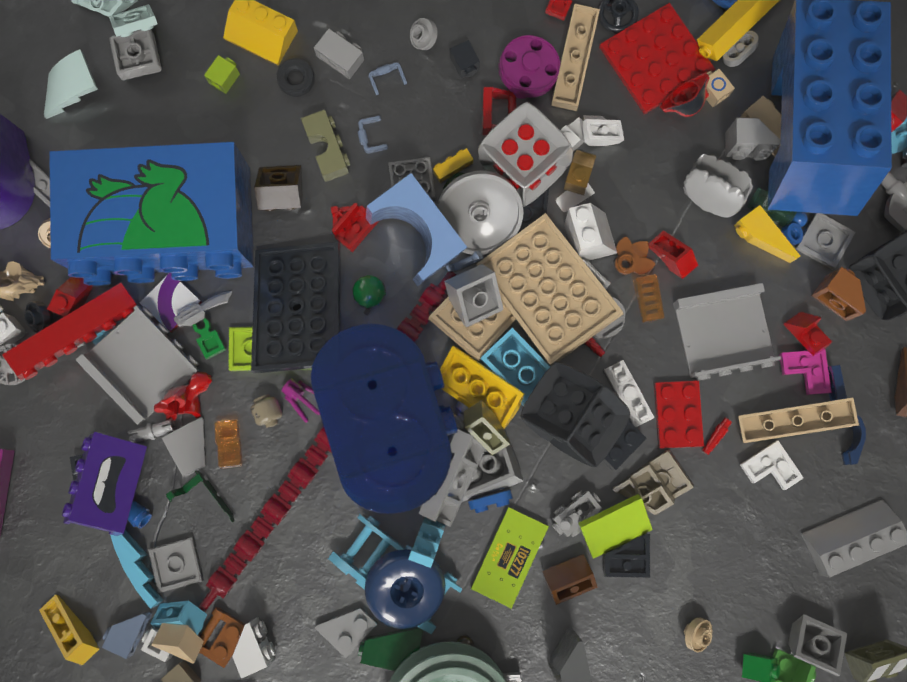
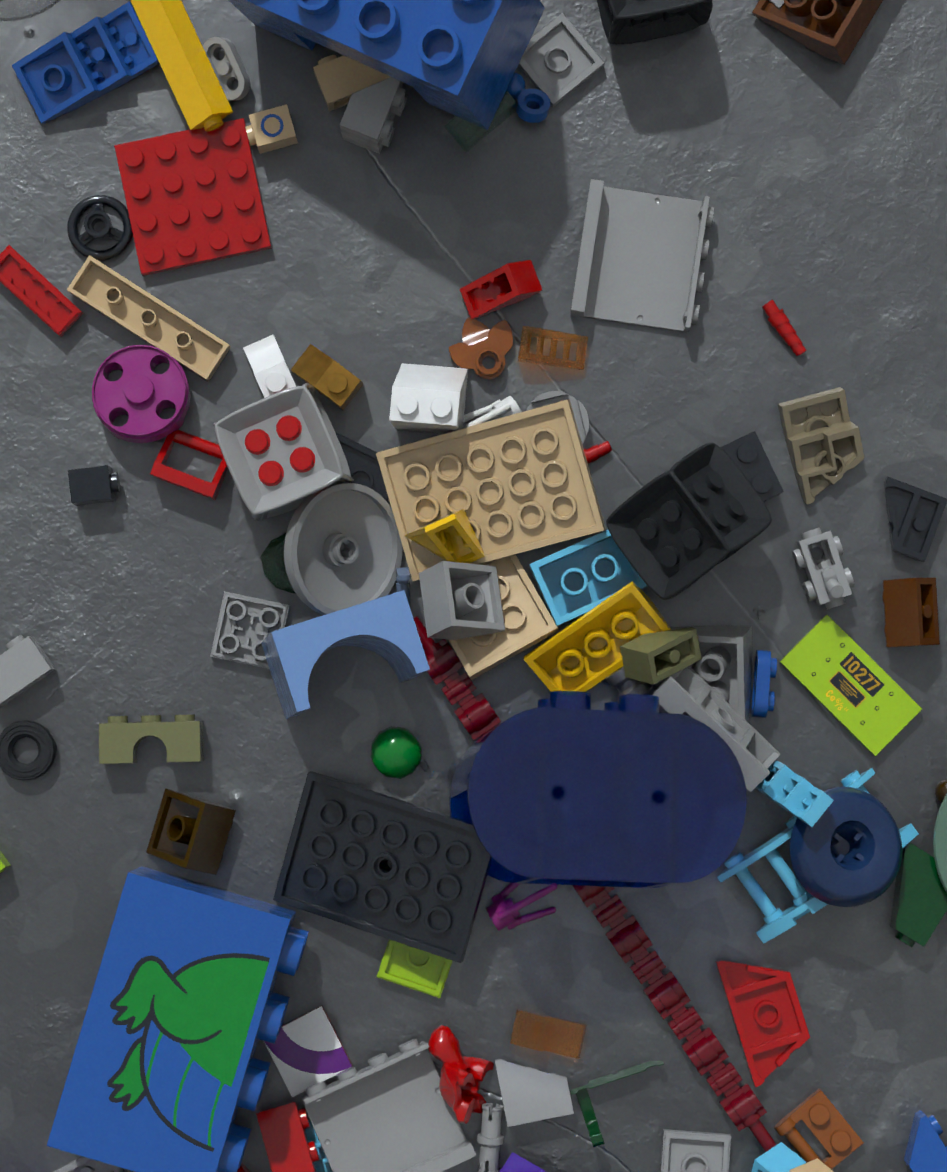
camera: 70 degrees left, 5 degrees up
(195, 312) = (338, 1017): light grey piece -> none
(209, 342) = (390, 1012): green plate -> none
(253, 649) = (855, 1090): white slope -> none
(266, 411) = (521, 961): dark tan head -> none
(283, 575) = (764, 1015): none -> red wing
(347, 630) = (871, 951): light grey wing -> none
(350, 225) = (285, 745): red slope -> none
(363, 136) = (156, 680): sand blue piece -> none
(383, 70) = (61, 612): sand blue piece -> none
(423, 34) = (30, 533): light grey plate -> none
(453, 165) = (249, 561): yellow piece -> none
(511, 274) = (450, 538): none -> yellow slope
(571, 199) = (362, 407): white sticker -> none
(601, 131) = (276, 322): white slope -> none
(615, 526) = (860, 520): lime tile -> none
(629, 393) = (679, 430): white plate -> none
(678, 414) = (734, 370): red plate -> none
(688, 97) = (273, 178): red hat -> none
(717, 186) = (425, 187): light grey animal -> none
(763, 233) = (513, 148): yellow slope -> none
(772, 460) = (847, 260): white plate -> none
(798, 420) = (804, 208): tan piece -> none
(807, 332) = (684, 141): red slope -> none
(813, 367) = (733, 152): dark pink plate -> none
(841, 294) = (645, 73): dark orange slope -> none
(852, 454) = (802, 137): dark blue piece -> none

